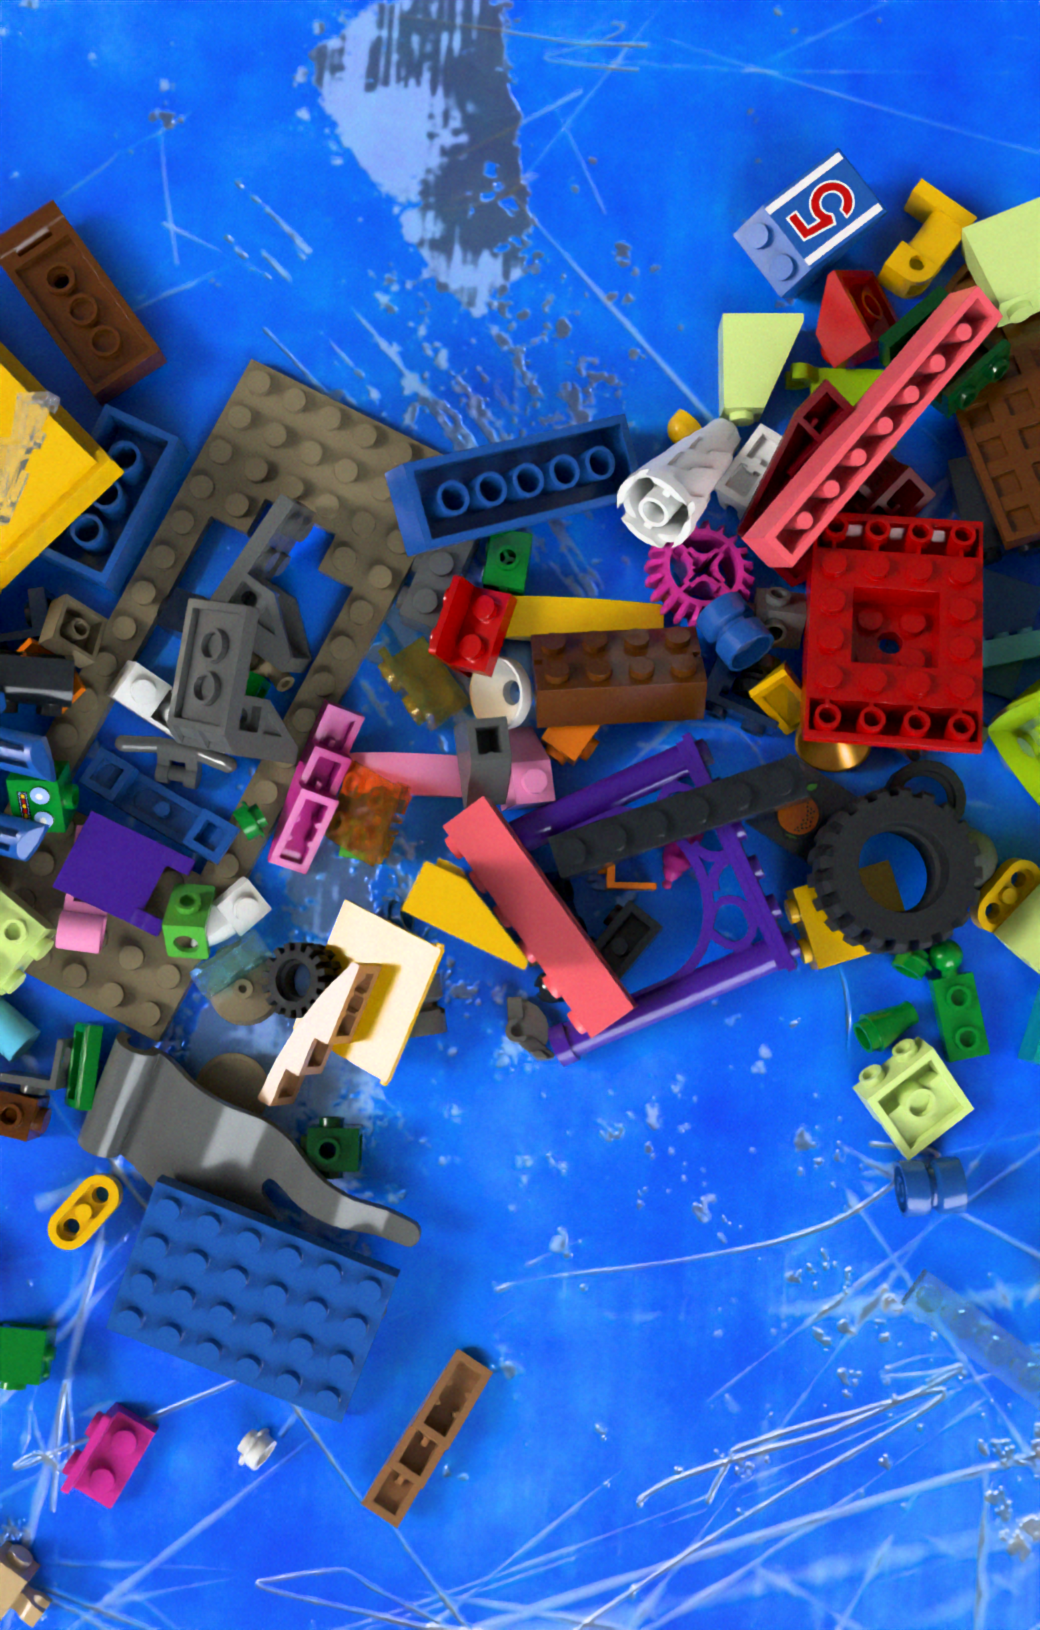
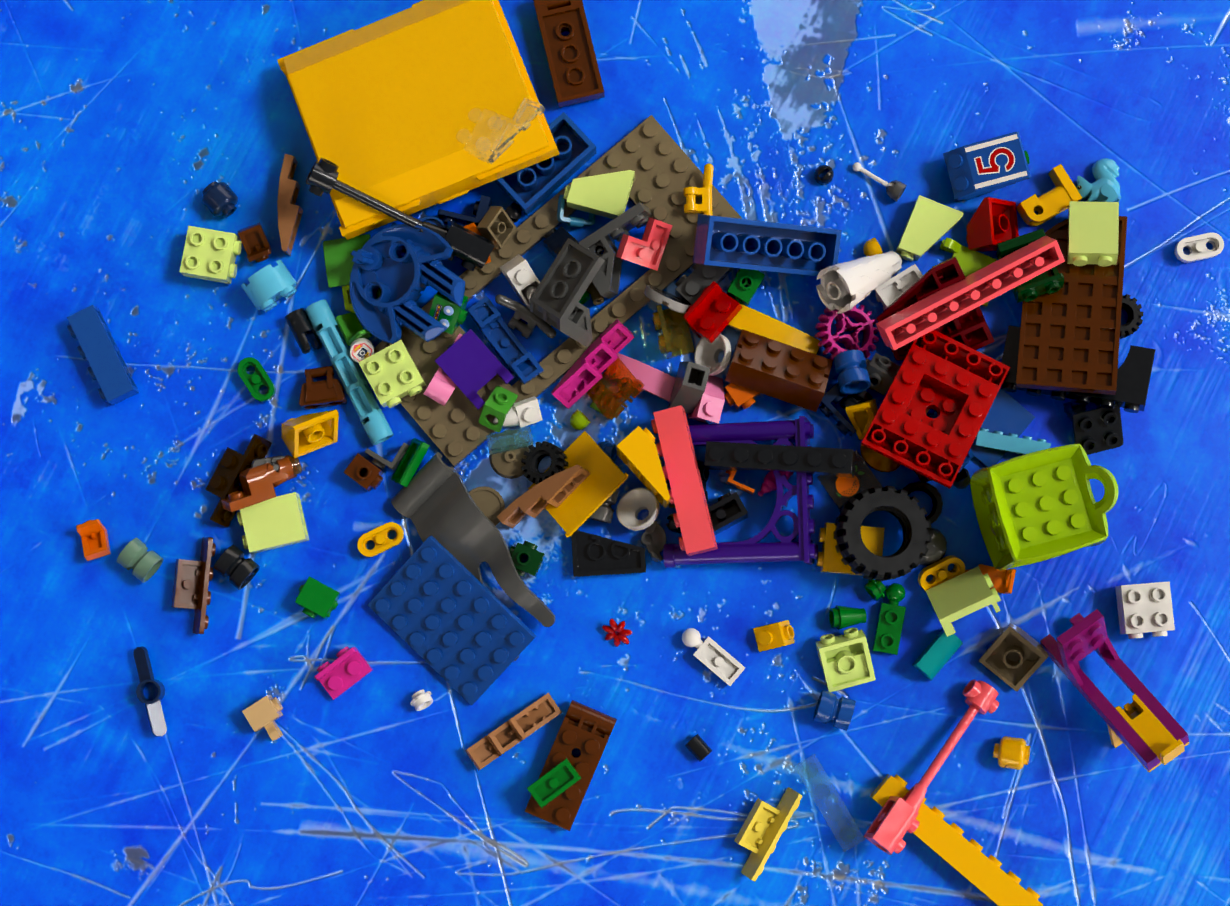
camera: 25 degrees right, 0 degrees up
(93, 597) = (514, 212): none -> black hinge
(198, 572) = (572, 221): none -> dark azure piece
(218, 509) = (601, 194): none -> yellowish green slope
(250, 820) = (551, 368): green plate -> none
(330, 569) = (650, 249): none -> coral plate
(331, 885) = (579, 420): none -> lime hinge
(384, 442) = (704, 192): none -> yellow piece
(390, 635) = (667, 299): none -> light grey tile
(459, 1088) = (603, 556): none -> black wing
(469, 986) = (632, 504): none -> white piece
(527, 1507) = (554, 783): none -> green plate
(529, 1203) = (617, 632): none -> red plant
(542, 1475) = (588, 732): none -> reddish brown hinge
(566, 350) = (827, 178): none -> black hinge
(677, 323) = (894, 188): none -> hinge
(700, 1178) = (713, 656): none -> white plate
(737, 1337) = (698, 747): none -> black hinge
(783, 1104) = (774, 635): none -> yellow bracket
(900, 1429) = (764, 829): none -> light yellow bracket
(1001, 187) = (1105, 187): none -> medium azure animal

